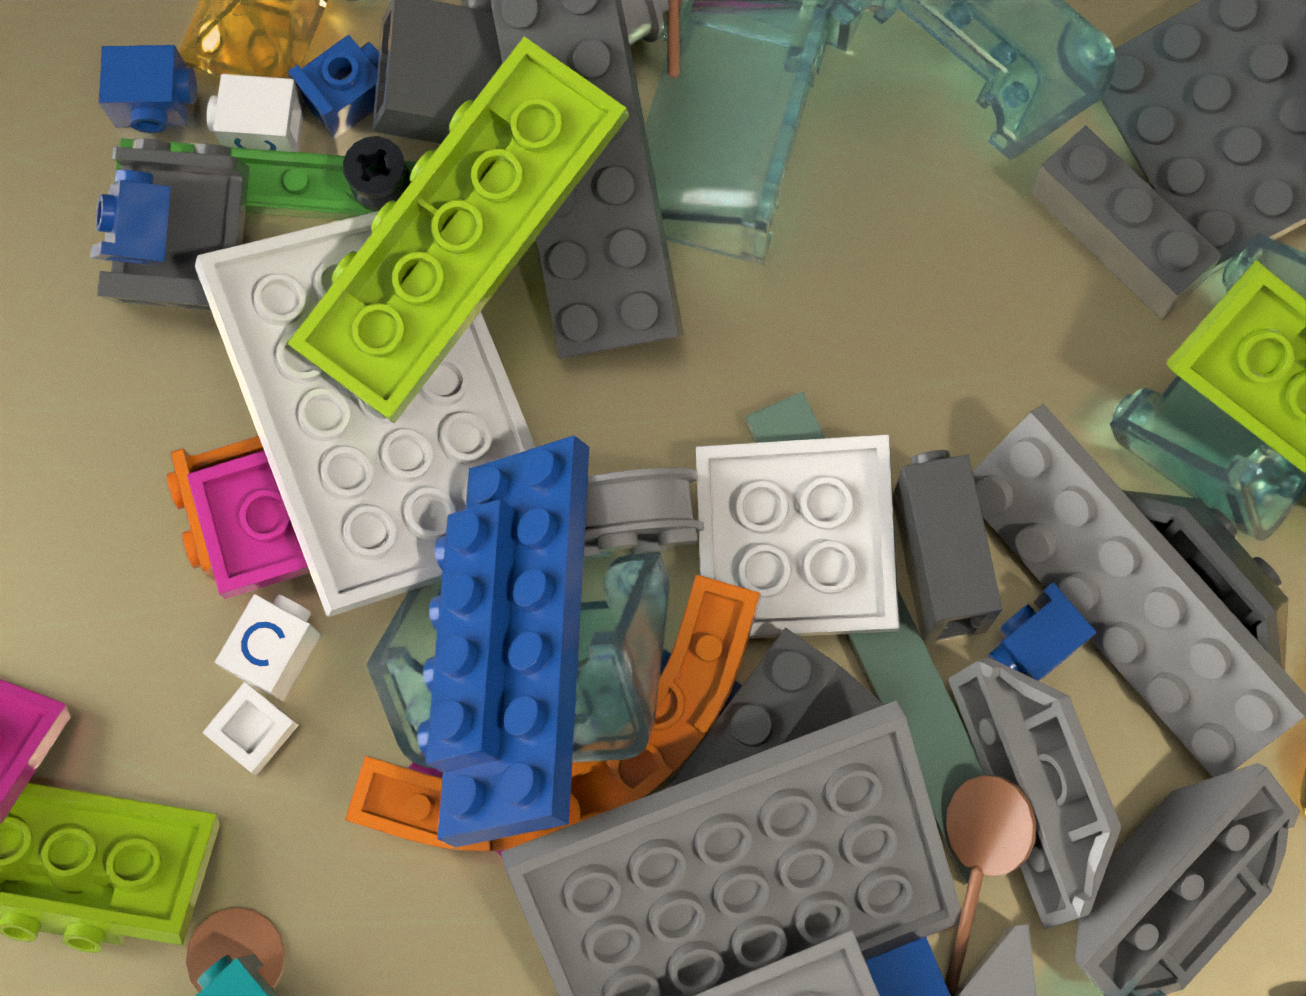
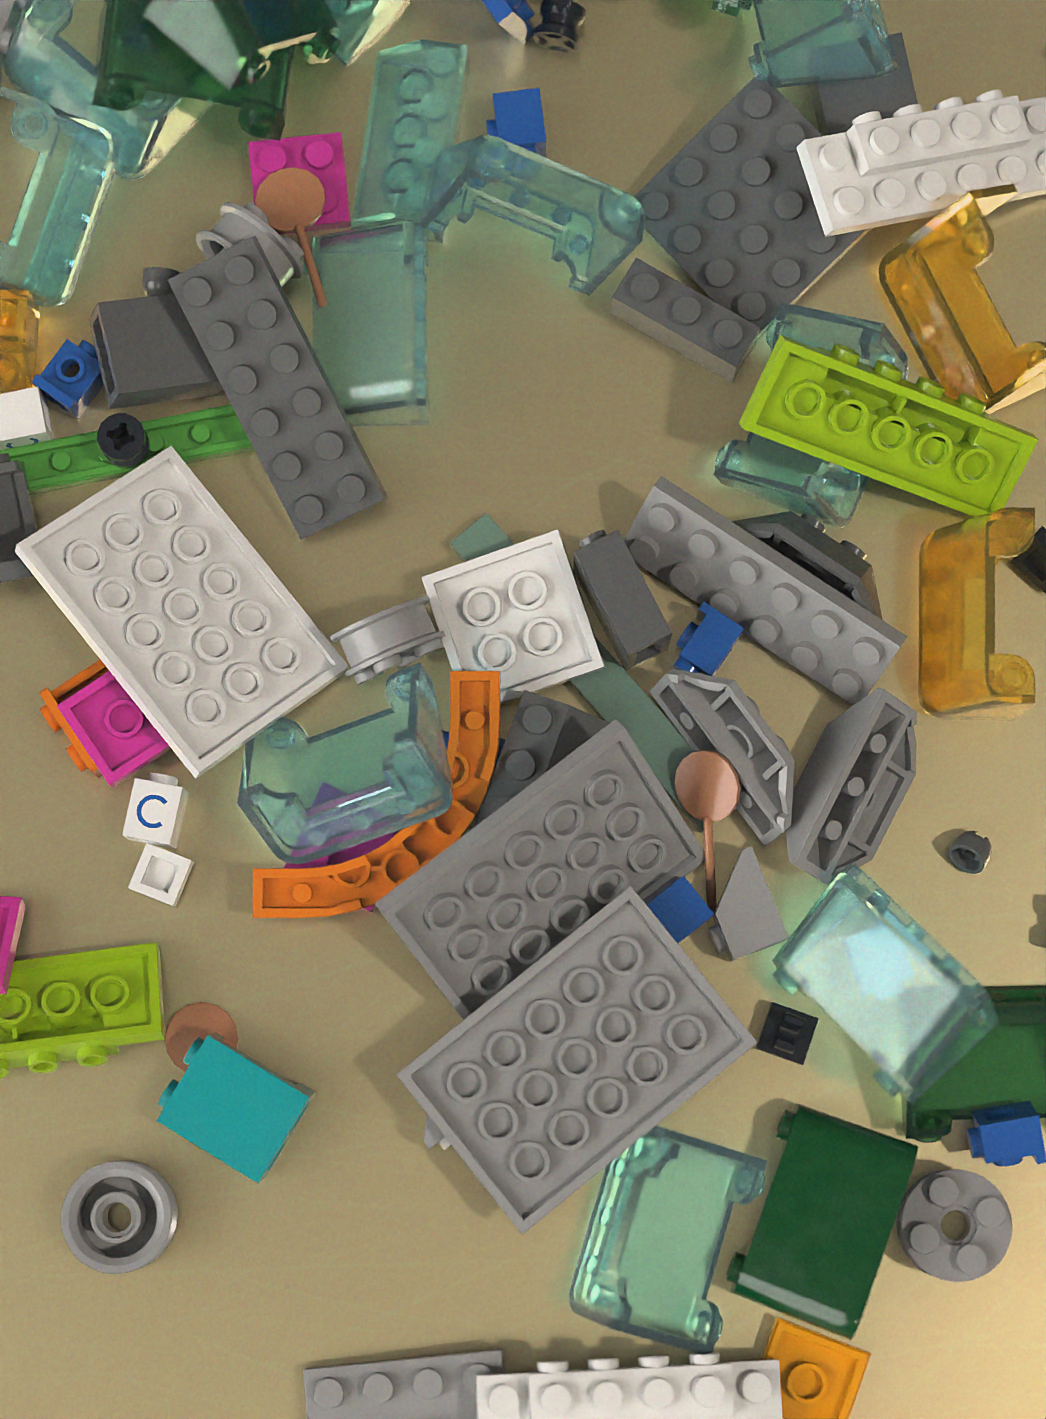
camera: 20 degrees left, 5 degrees up
(458, 228) = (202, 469): lime plate -> none
(508, 646) = (333, 757): blue plate -> none

